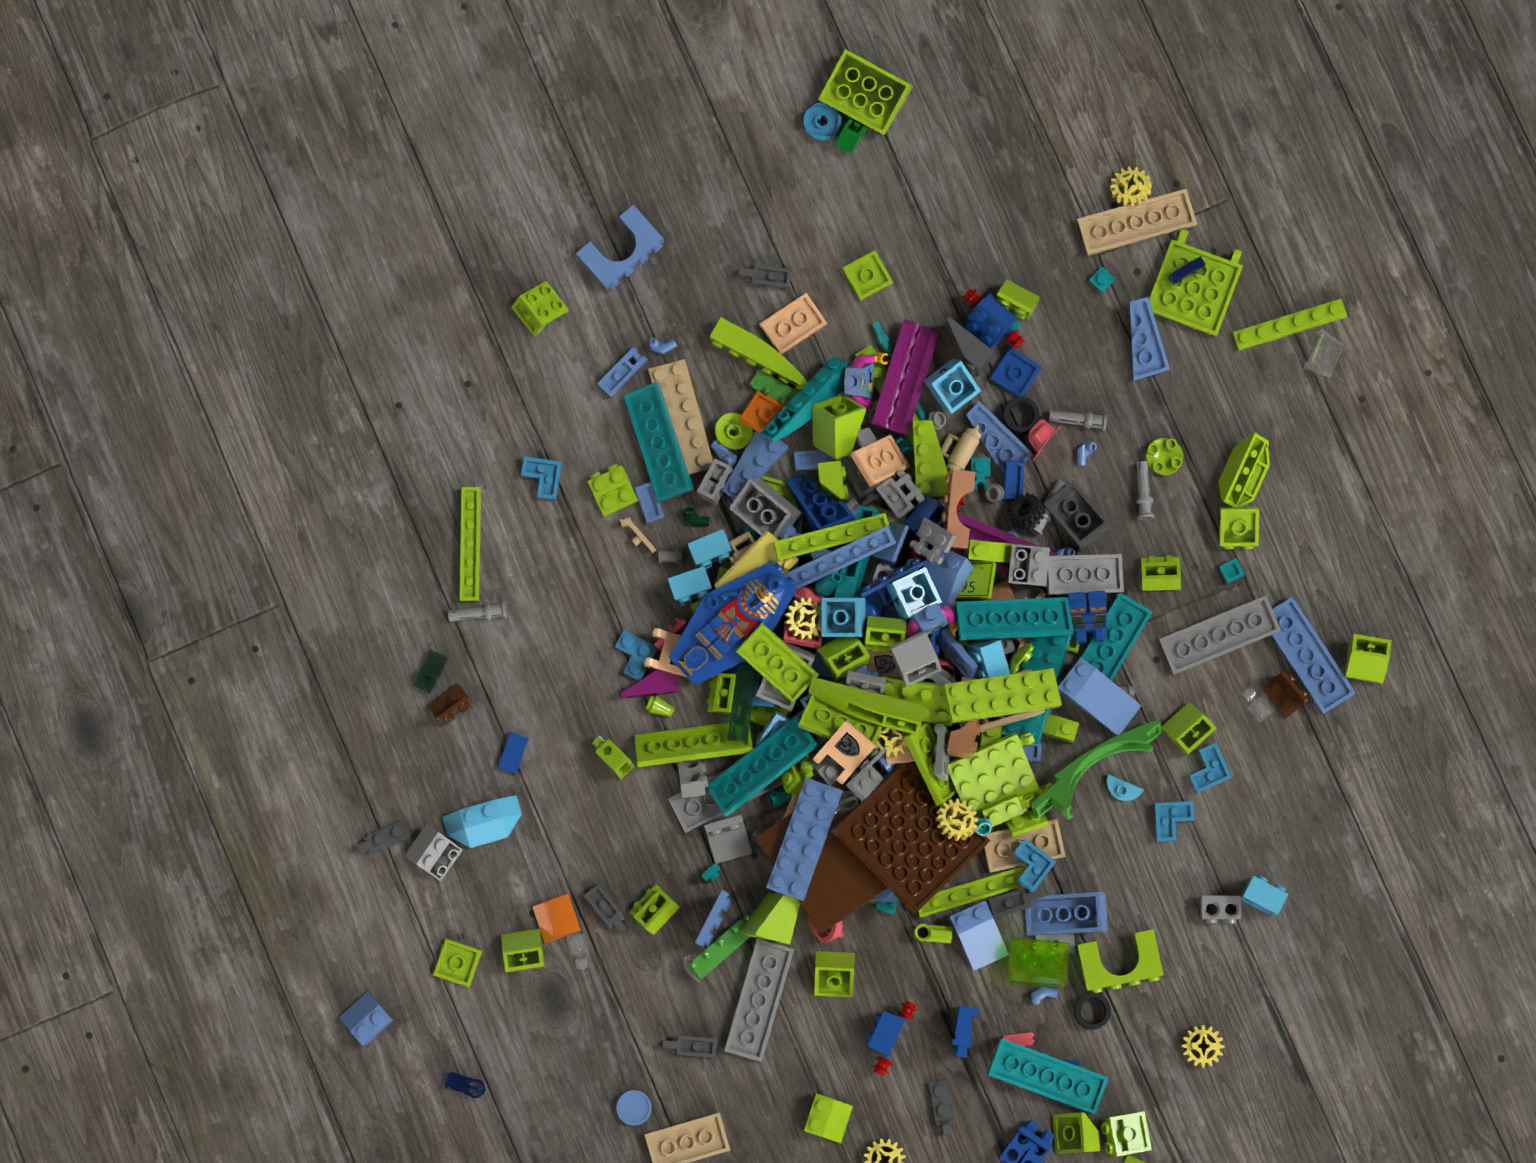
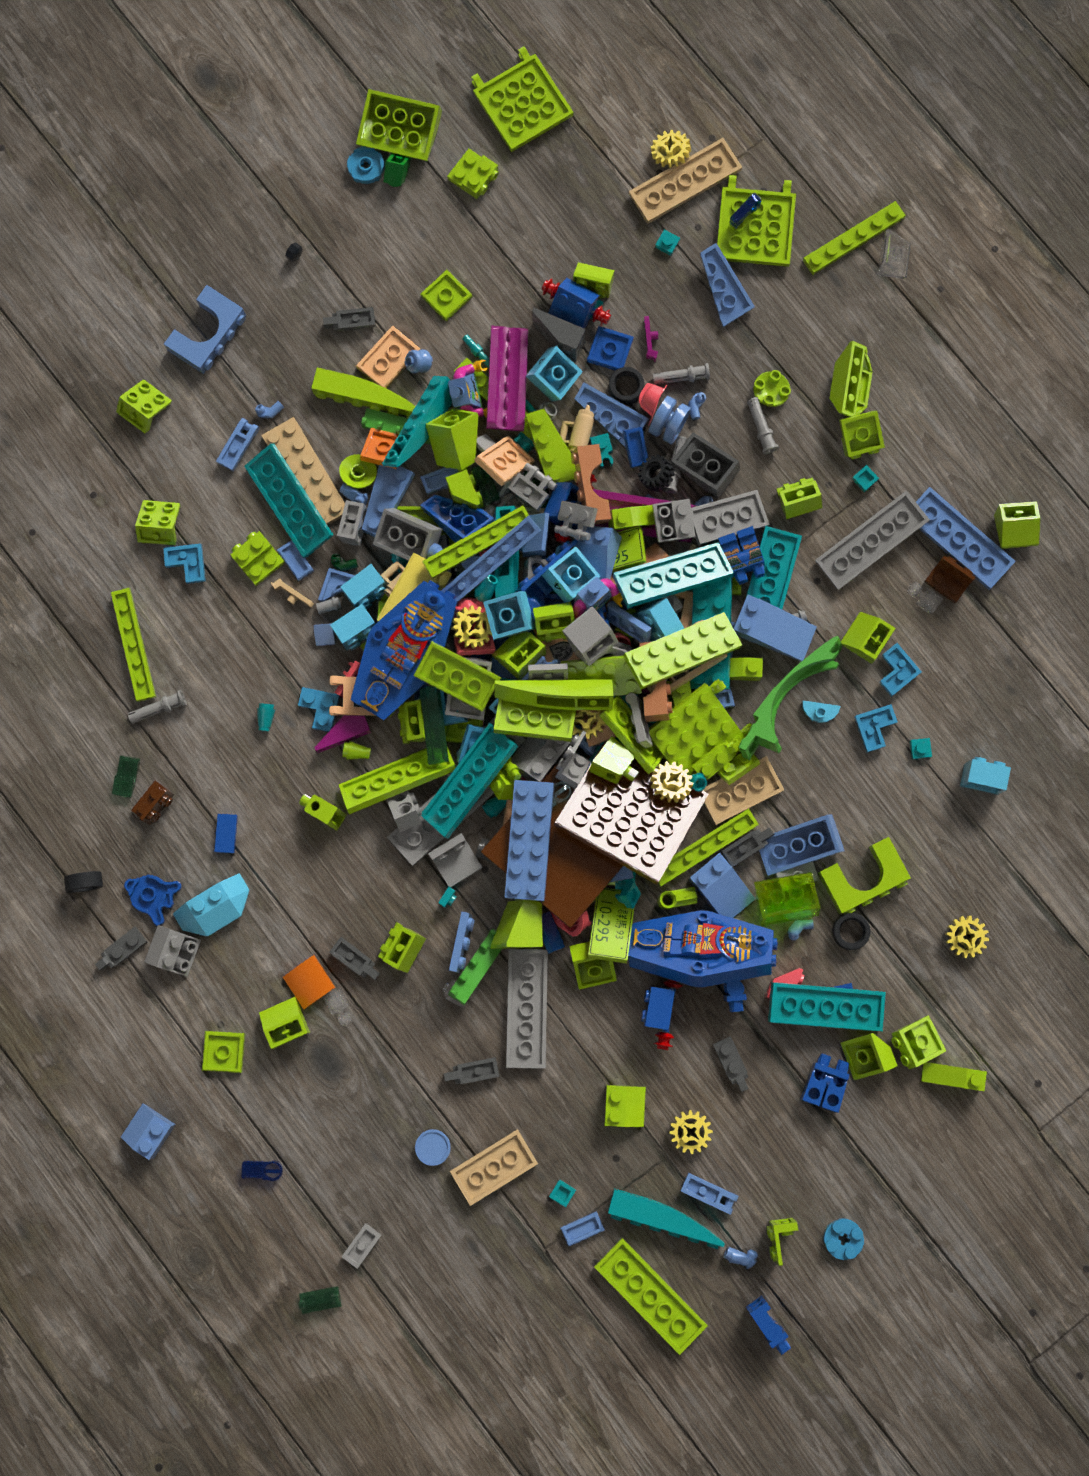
camera: 15 degrees left, 0 degrees up
(365, 763) = (83, 881): none -> black tyre
(426, 793) = (152, 894): none -> blue tile
(524, 429) = (157, 522): none -> lime bracket
(580, 649) = (265, 716): none -> teal cone
(658, 584) = (324, 634): none -> medium blue slope
(682, 535) = (332, 583): none -> medium blue tile
(728, 192) = (294, 252): none -> black tile
(801, 935) = (550, 933): none -> blue tile
(822, 336) = (418, 361): none -> medium blue piece
(847, 748) = (547, 740): light nougat flag -> none
(854, 480) = (485, 485): none -> clear green hinge
(862, 942) = (610, 928): none -> lime tile
(887, 917) = (629, 894): none -> teal tile
(906, 786) = (614, 762): none -> torso
(927, 158) = (473, 173): none -> lime plate
(942, 987) = (702, 948): none -> blue container
(994, 493) = (621, 464): light grey plate -> none
(996, 97) = (522, 101): none -> lime plate
(1022, 654) = (690, 607): lime dish -> none
(1037, 862) = (760, 803): dark azure plate -> none
(1050, 460) = (667, 418): none -> medium blue wheel
(1057, 371) = (651, 354): none -> magenta piece
(1210, 852) = (920, 748): none -> teal plate
(1220, 904) = (945, 796): light grey brick -> none

